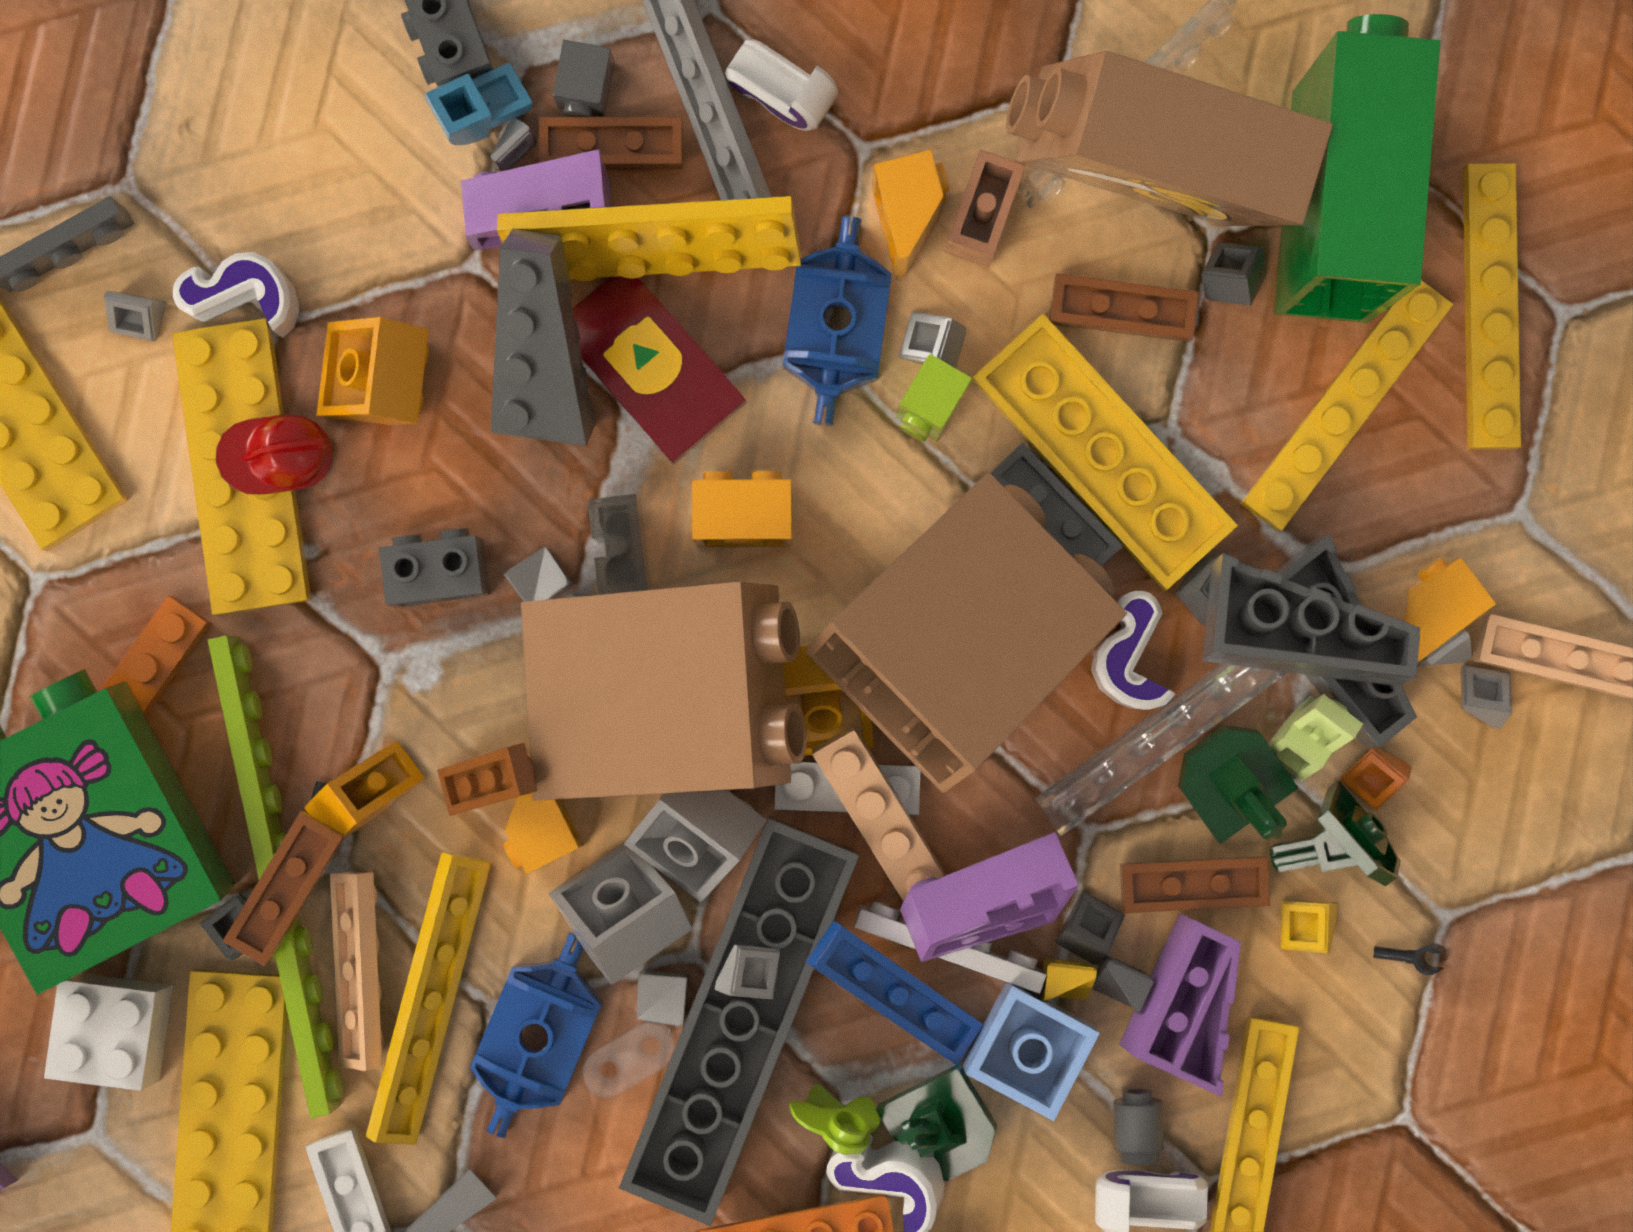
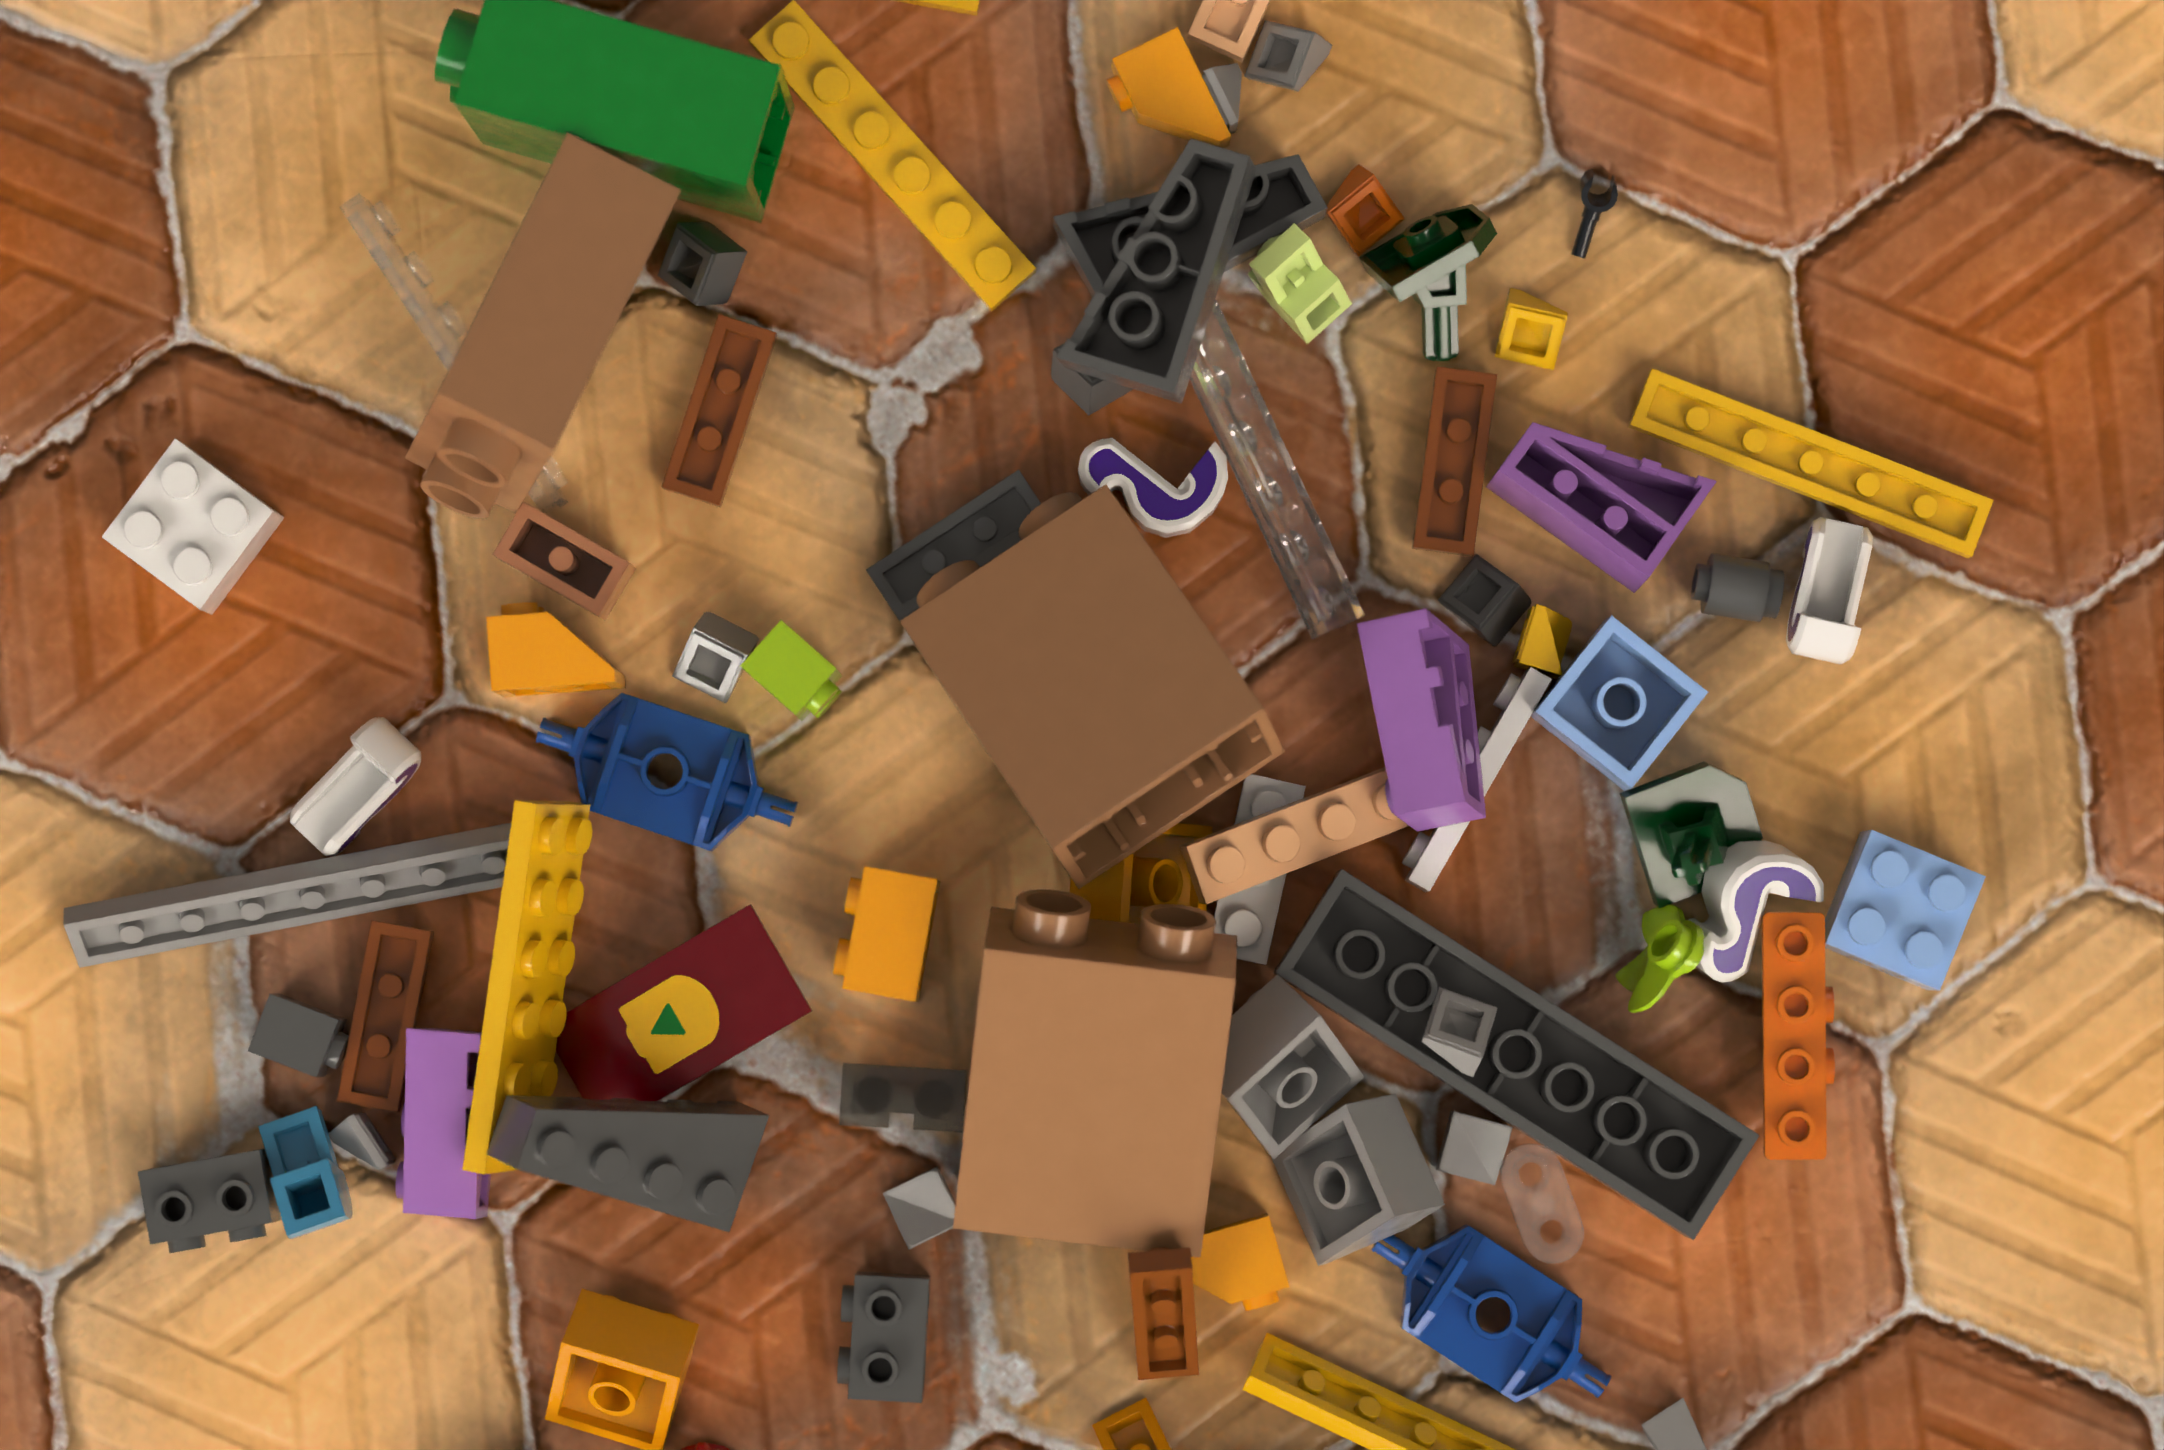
camera: 85 degrees left, 0 degrees up
(894, 992) = (1518, 856): blue plate -> none
(1104, 452) = (896, 470): yellow plate -> none
(1122, 982) = (1558, 574): dark grey slope -> none
(1236, 782) = (1338, 387): dark green piece -> none

